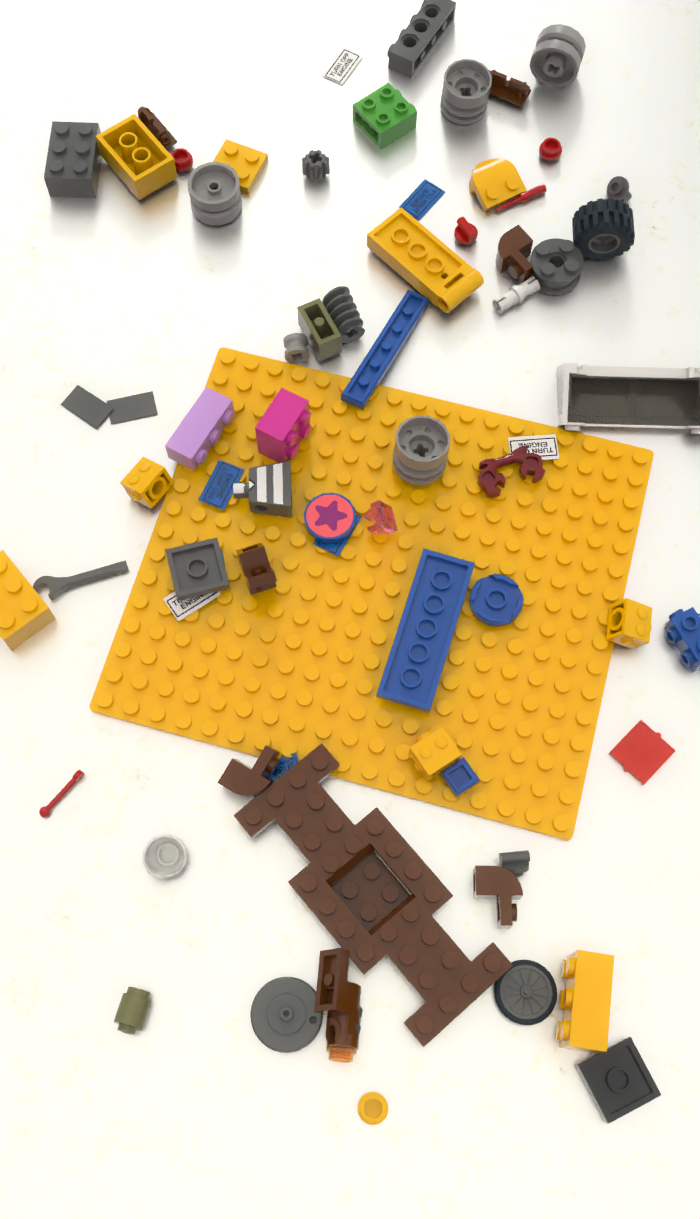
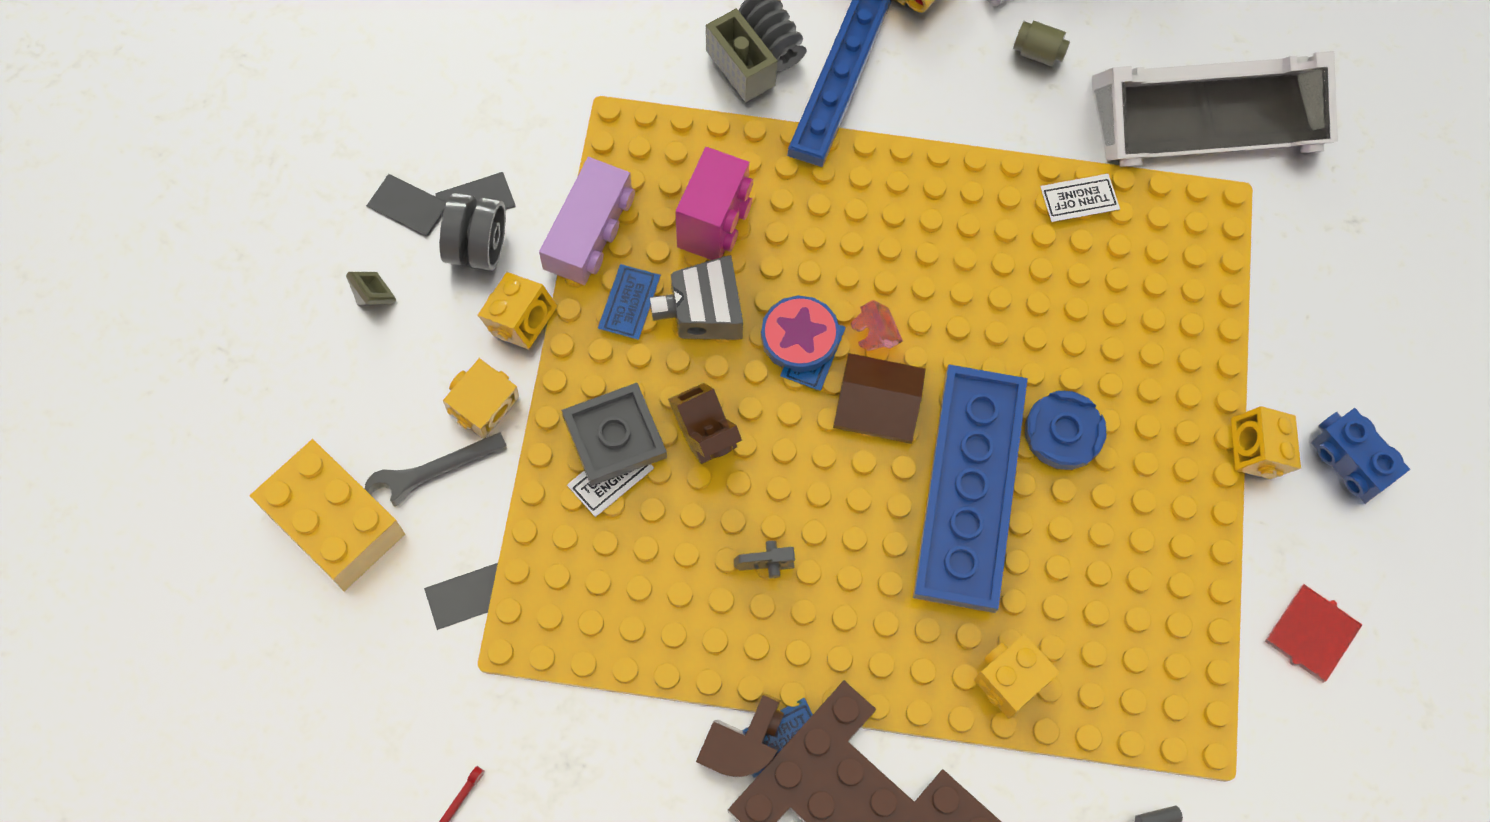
camera: 10 degrees left, 0 degrees up
(54, 458) = (369, 288): none -> olive slope
(85, 662) = (461, 596): none -> dark grey sticker
(115, 536) = (480, 398): none -> yellow head
(125, 428) = (472, 231): none -> dark grey wheel
(288, 661) = (773, 559): none -> dark grey piece
(296, 348) = (709, 85): light grey wheel -> none
(375, 565) = (880, 398): none -> reddish brown slope
(421, 450) = (922, 218): light grey wheel -> none
(459, 777) = (1057, 706): blue tile -> none
(525, 341) = (1041, 43): none -> olive brick
(530, 465) = (1081, 222): dark red helmet -> none

